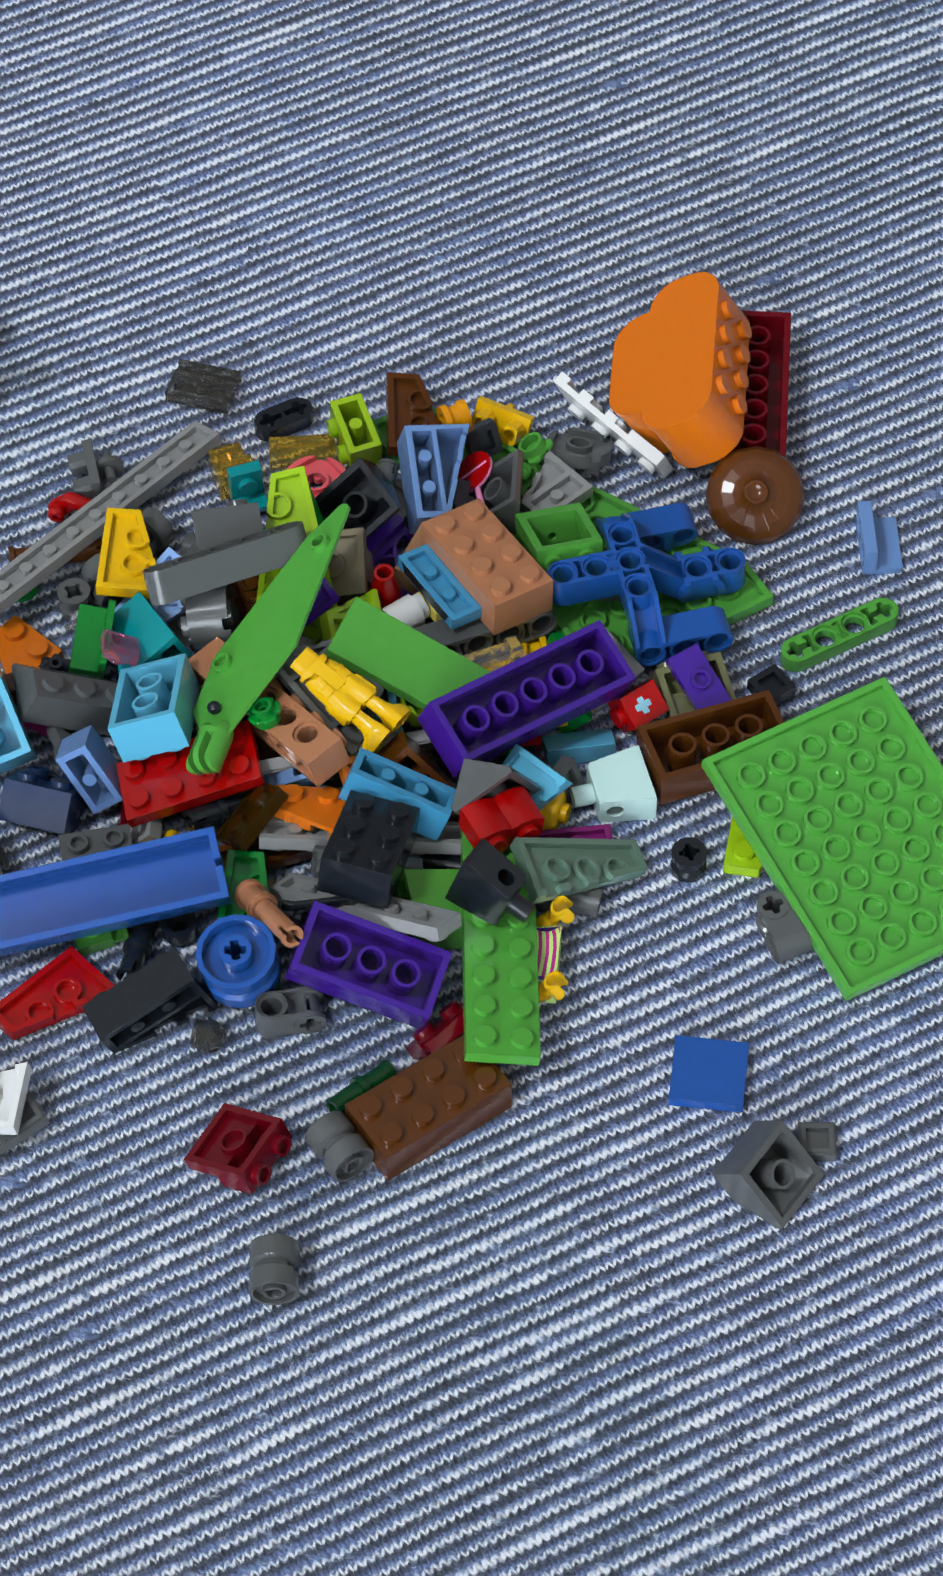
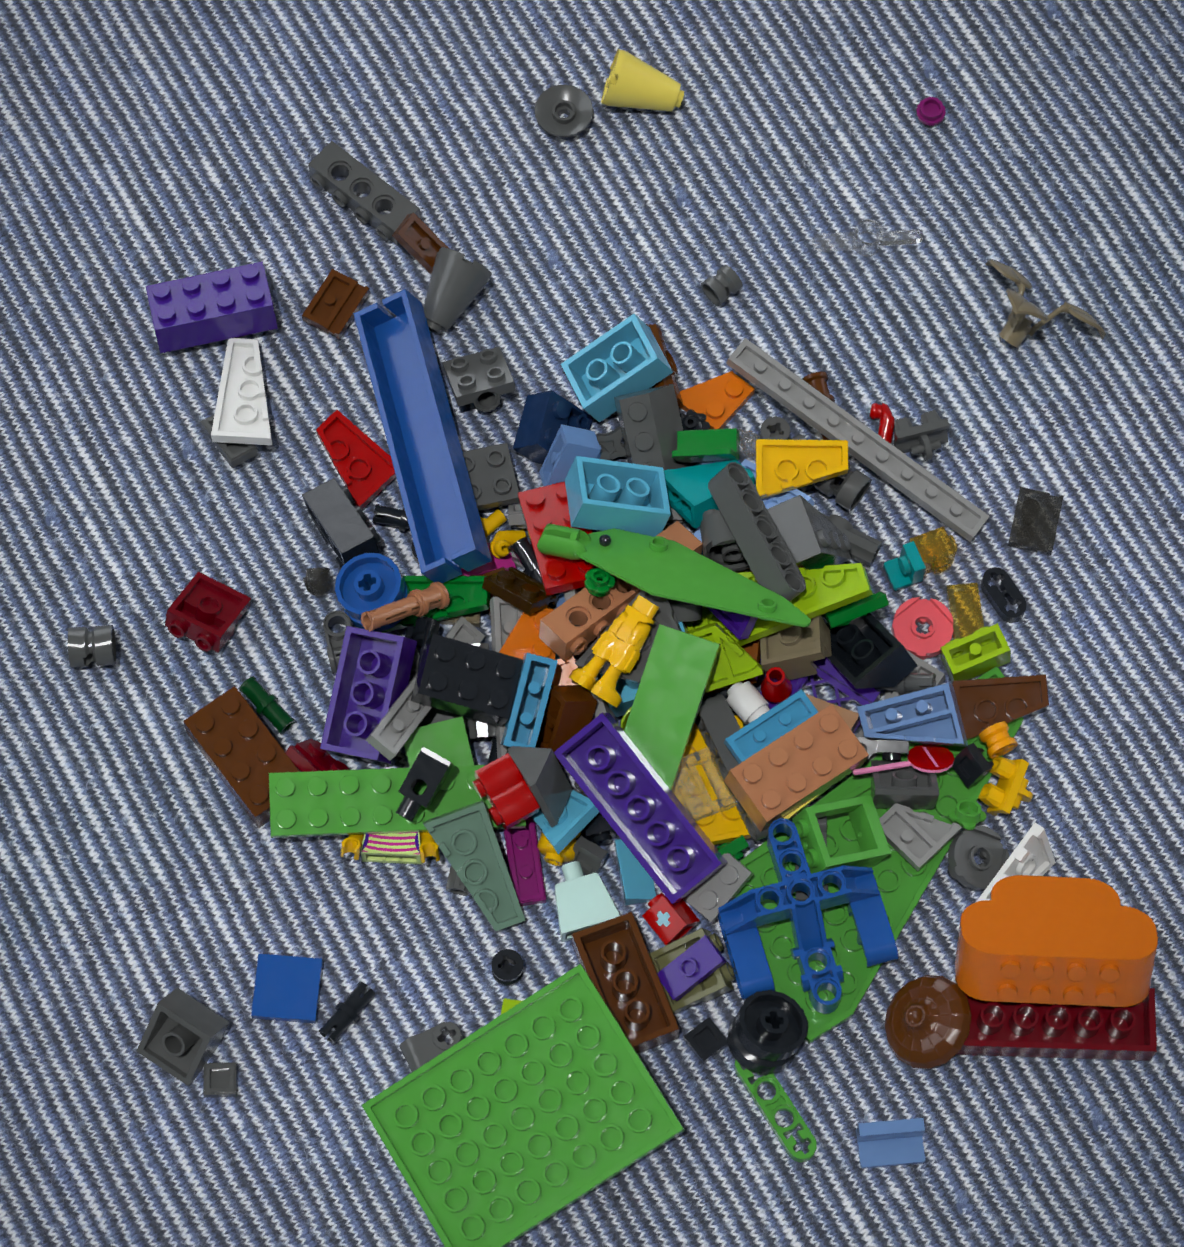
camera: 85 degrees right, 15 degrees up
(119, 648) = (679, 462): clear pink plate -> none
(336, 1141) = (206, 687): dark grey wheel -> none
(739, 1012) = (347, 1012): none -> black pin
(768, 622) = (767, 1032): none -> black wheel

